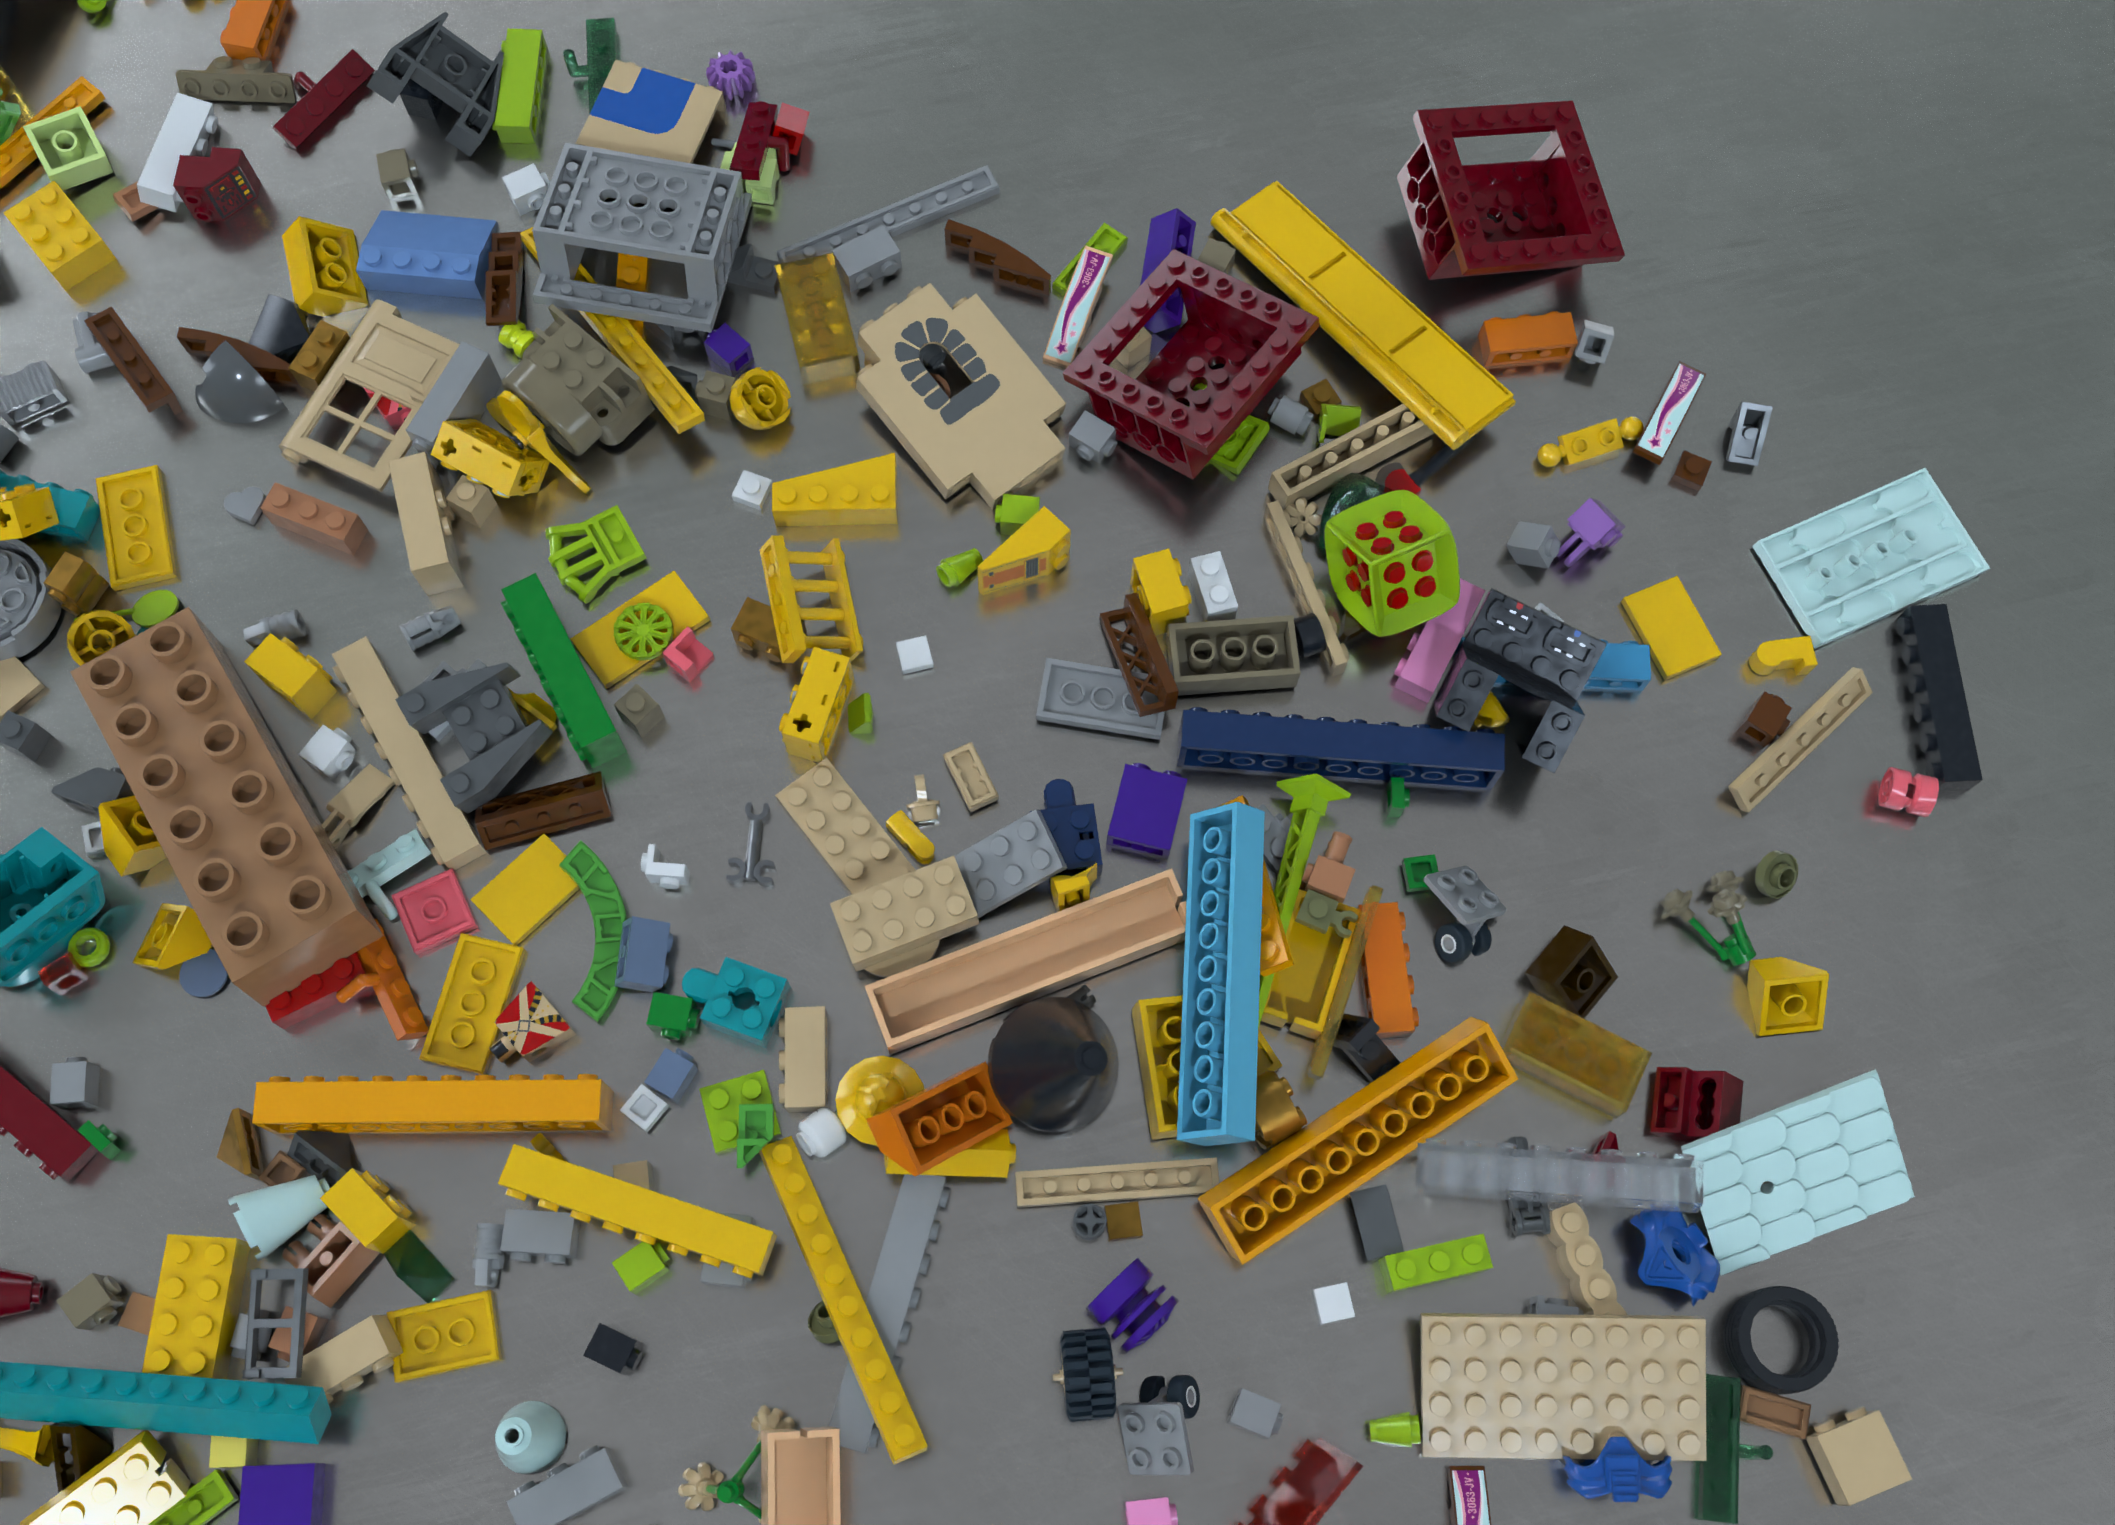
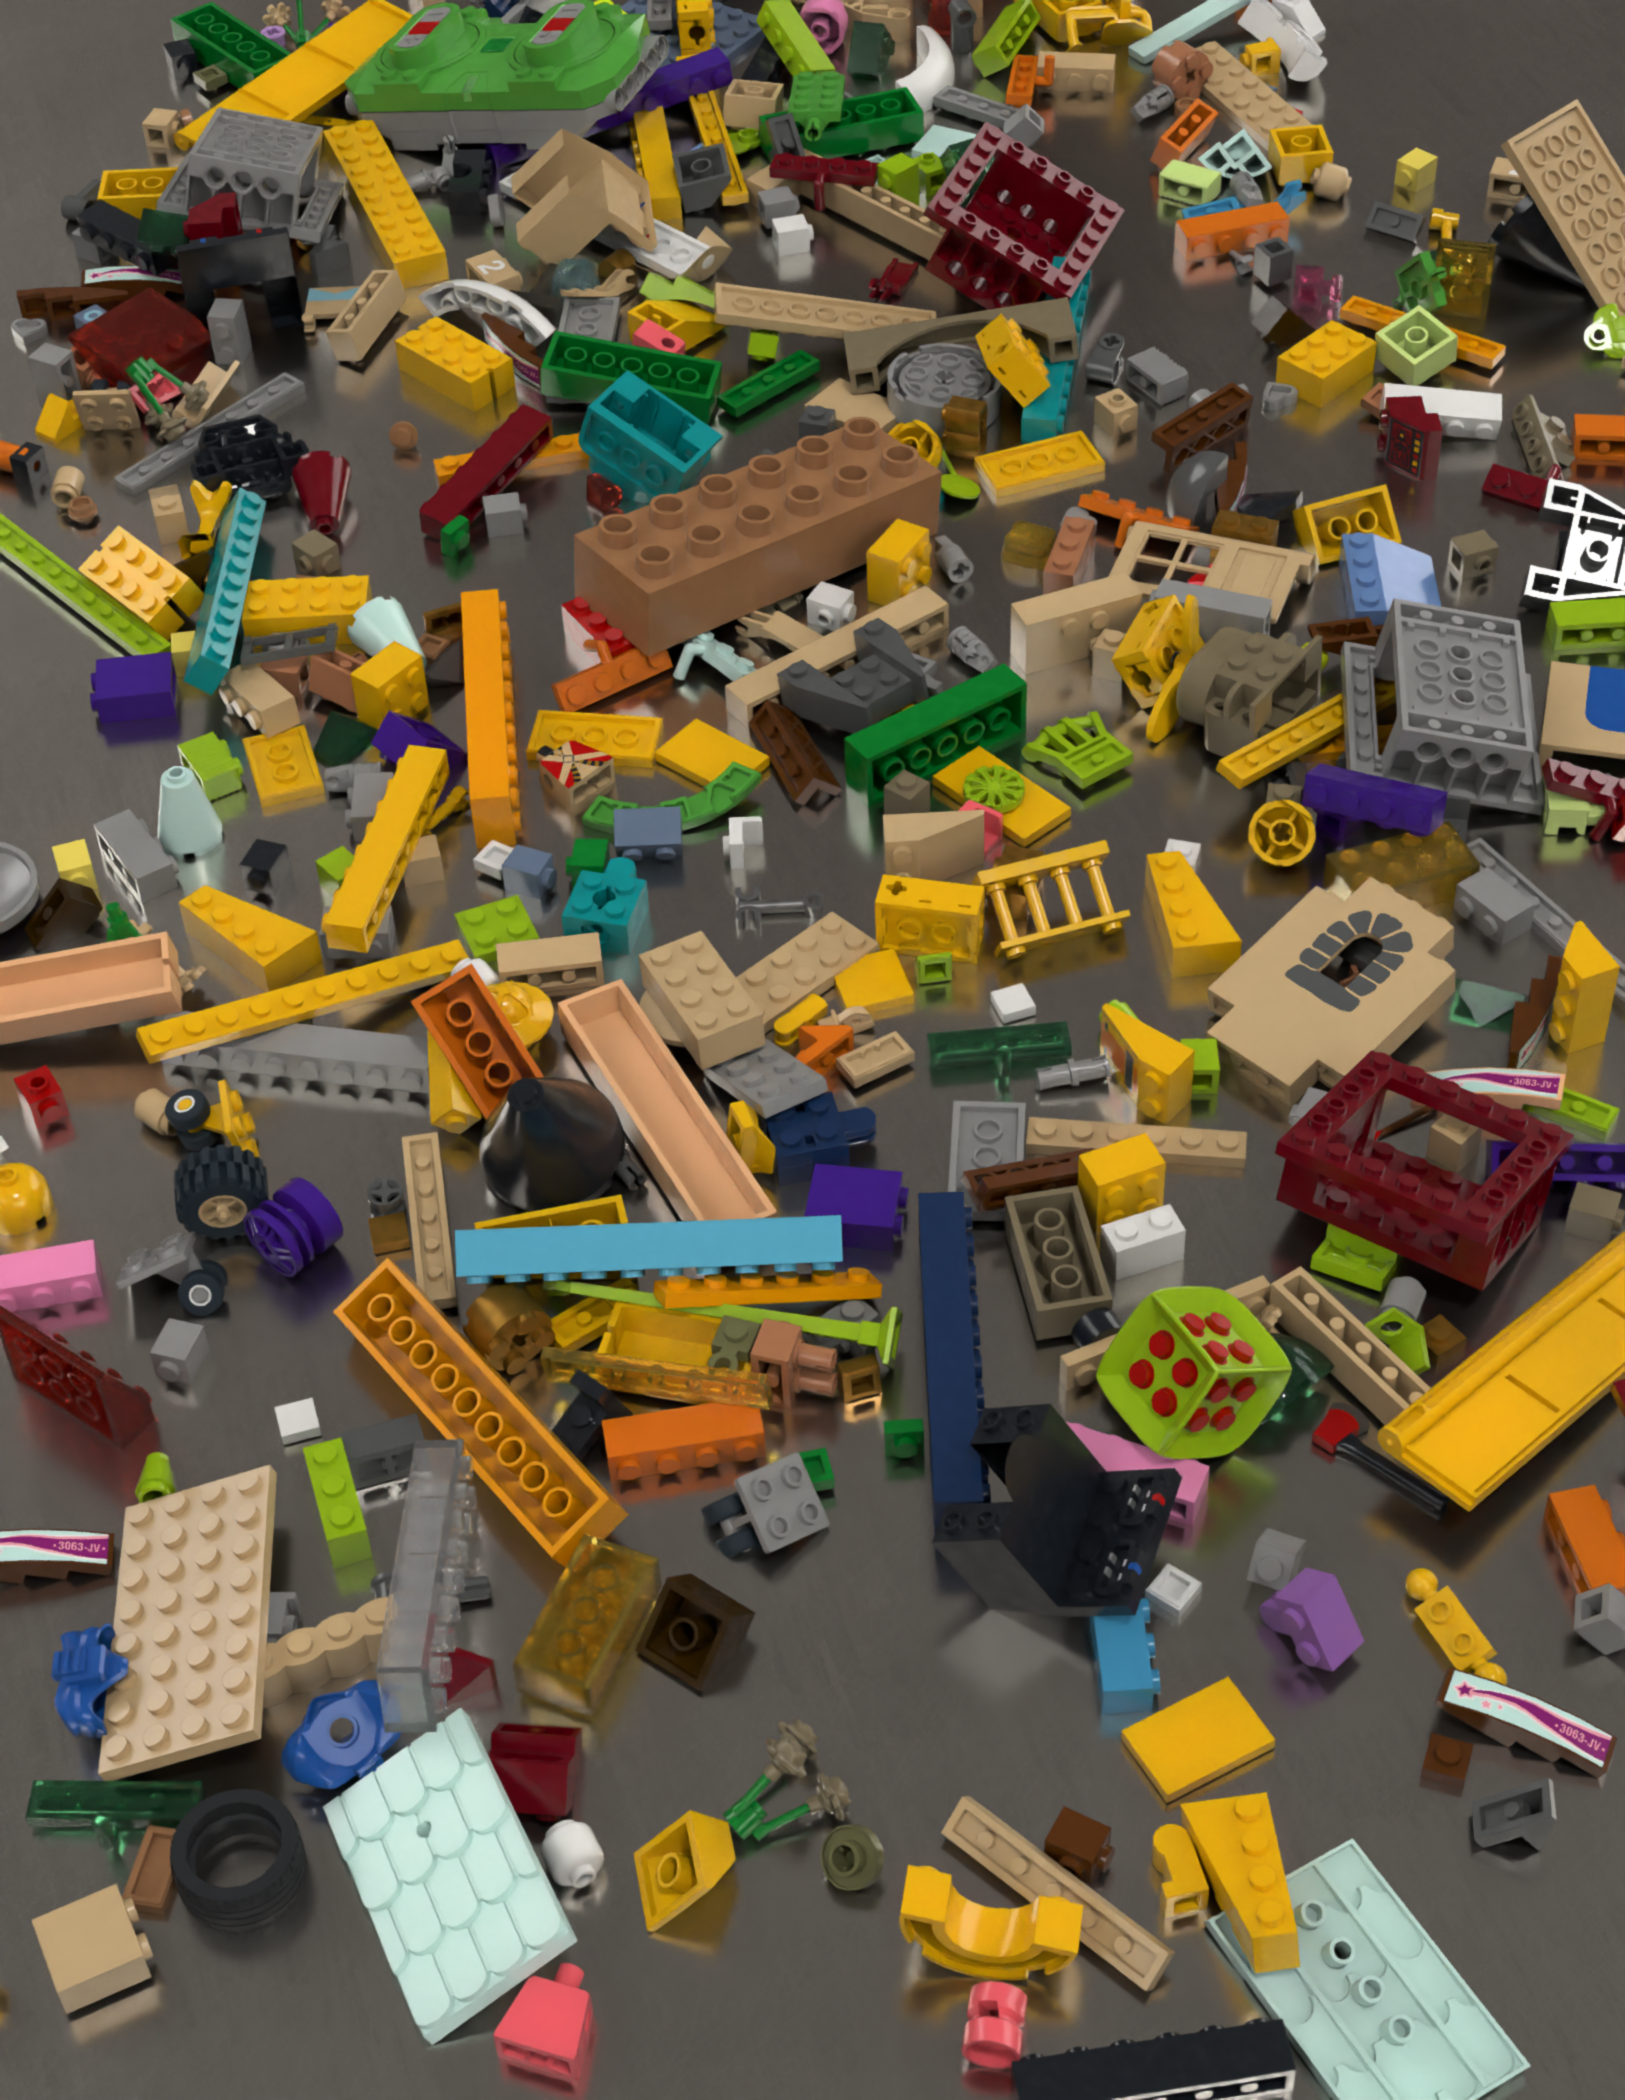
camera: 90 degrees right, 25 degrees down
(80, 440) = (1115, 412): none -> tan brick
(88, 291) = (1278, 395): none -> light grey tile
(100, 953) = (628, 502): lime piece -> none
(256, 448) = (1129, 514): none -> orange plate
(274, 555) = (1028, 545): none -> clear yellow piece
(434, 911) = (684, 700): coral tile -> none
(436, 1416) = (212, 765): none -> lime brick
(456, 1185) = (400, 731): none -> dark purple slope
(722, 713) = (933, 843): none -> tan slope
(722, 1362) = (249, 938): none -> yellow wedge
(754, 311) = (1374, 799): none -> dark purple brick
(755, 1131) = (470, 931): bright green slope -> none
(871, 769) = (875, 983): none -> yellow tile
(950, 1447) = (151, 1111): none -> tan brick
(956, 816) = (823, 1044): none -> orange slope
(970, 280) = (1487, 1002): none -> clear green slope
(970, 672) = (999, 1045): none -> clear green plate
(974, 1404) = (202, 1124): none -> plate
(1001, 207) = (1583, 992): none -> yellow slope
(1009, 617) = (1072, 1072): none -> light grey pin
(1092, 579) = (1174, 1144): none -> tan plate
(1327, 825) = (859, 1377): none -> pearl gold brick
(1770, 1078) = (572, 1852): none -> white head
(1805, 606) = (1247, 1874): none -> yellow wedge
(1843, 778) = (983, 1938): none -> yellow brick
(1915, 1102) = (548, 2024): none -> coral torso

